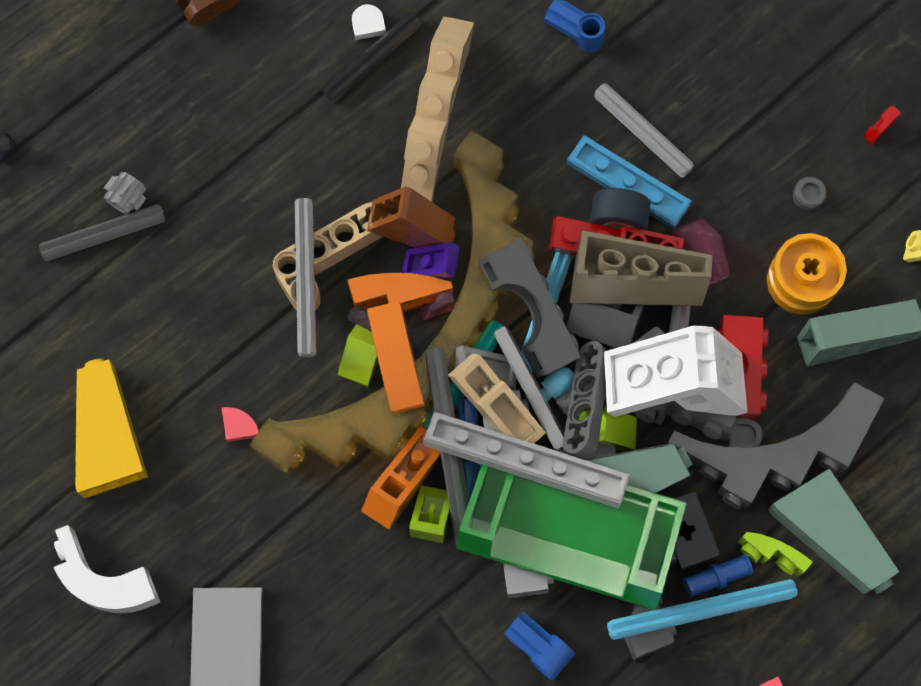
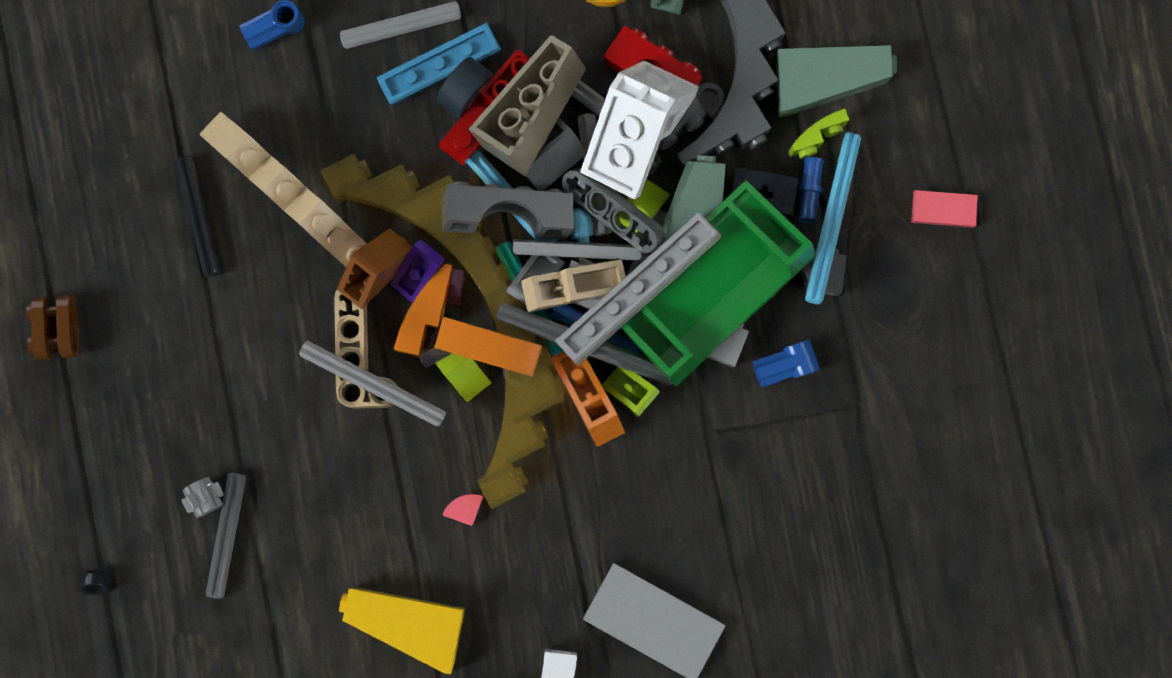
camera: 60 degrees left, 10 degrees up
(368, 22) = (163, 202): white tile -> none
(704, 239) = (530, 35): clear pink slope -> none

